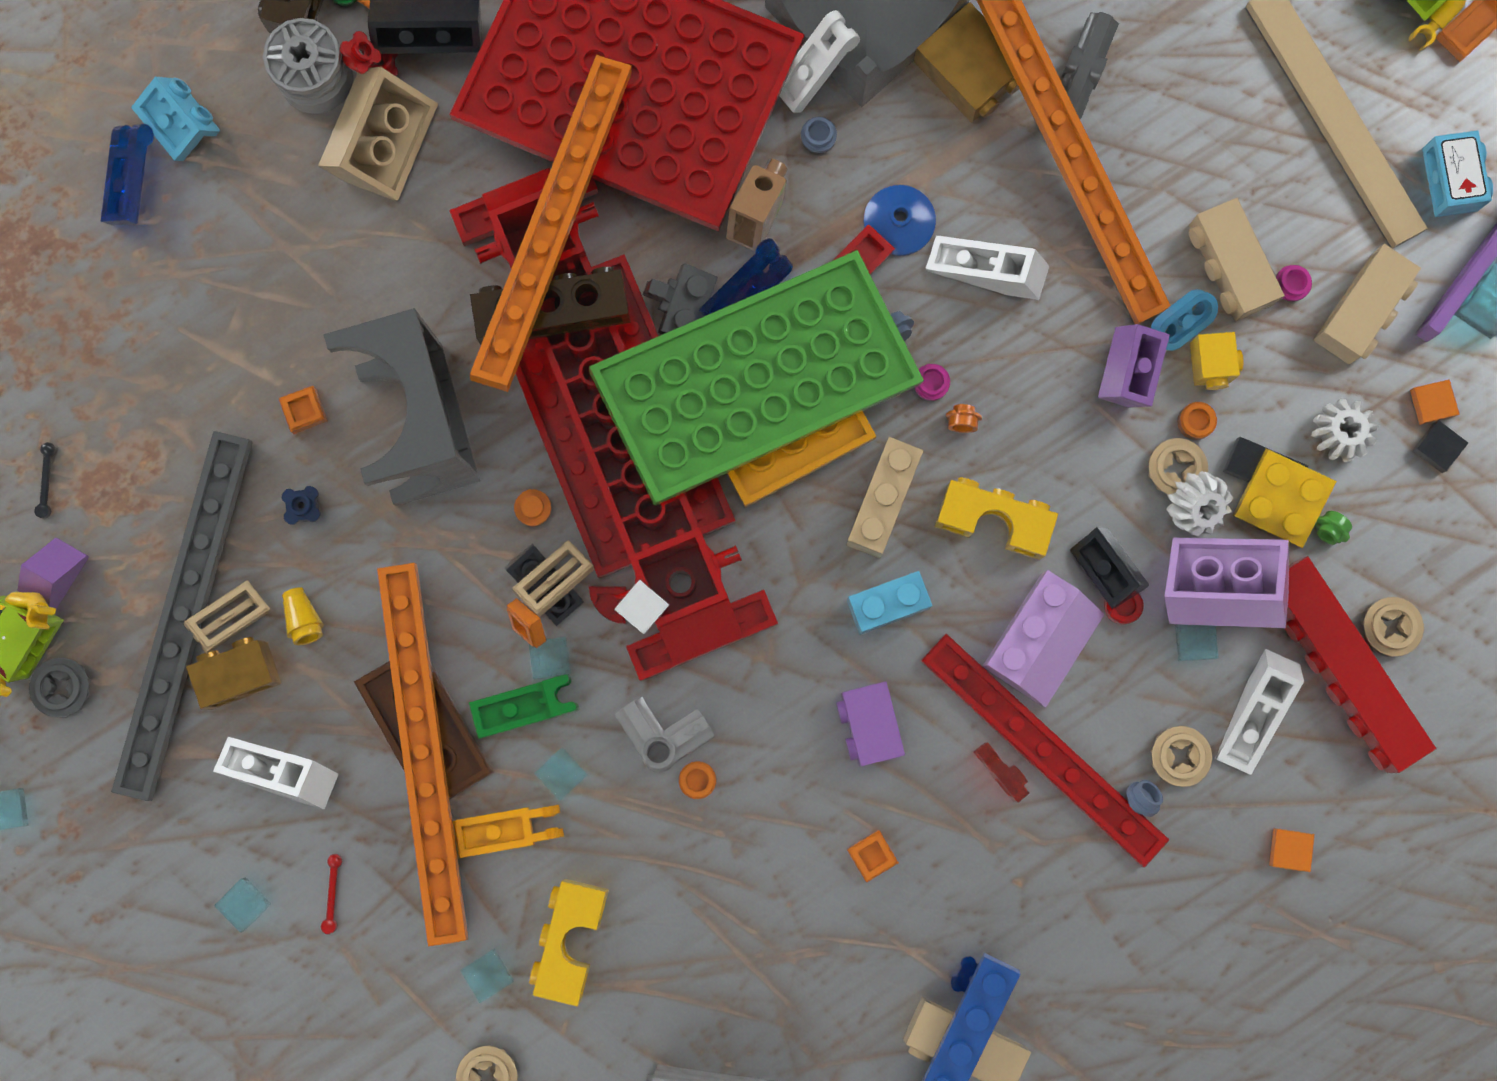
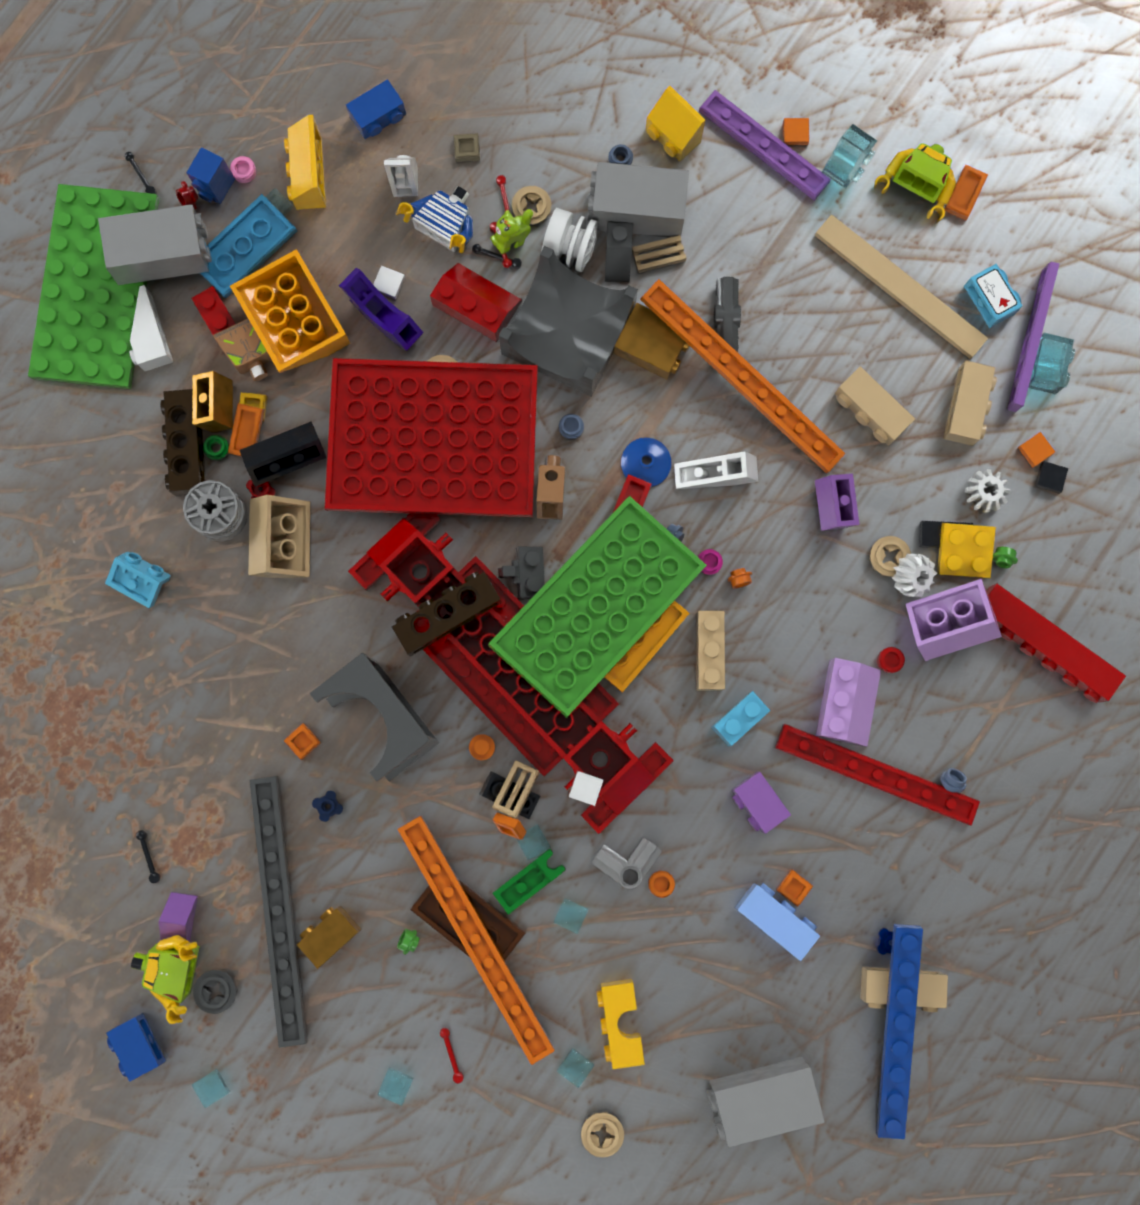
camera: 25 degrees left, 0 degrees up
(125, 174) = (119, 630): clear blue plate -> none
(200, 635) = (297, 919): tan tile -> none
(276, 772) = (383, 990): white slope -> none
(301, 618) = (358, 881): yellow cone -> none
(334, 722) = (408, 941): none -> bright green plate
(352, 55) = (244, 494): red plate -> none
(502, 831) = (548, 968): light orange hinge -> none
(550, 225) = (426, 559): orange plate -> none
(605, 601) = (556, 790): red tile -> none
(751, 278) = (566, 542): clear blue plate -> none
(817, 60) = (553, 380): white plate -> none
(833, 889) = (778, 920): none -> light blue brick
(1009, 779) = (863, 802): clear red plate -> none
(1028, 524) = (810, 633): yellow arch -> none
(1109, 566) = (872, 639): black slope -> none
(1183, 322) = (857, 456): dark azure plate -> none
(1196, 642) = (946, 666): clear light blue tile -> none
(1197, 420) = (890, 520): orange tile -> none
(1198, 753) = (976, 738): tan gear -> none
(1215, 360) = (887, 477): yellow brick -> none
(1260, 710) = (1005, 694): white slope -> none
(1291, 850) = (1059, 776): orange tile -> none
(1294, 282) = (917, 406): dark pink plate -> none
(1409, 625) = (1077, 601): tan gear -> none

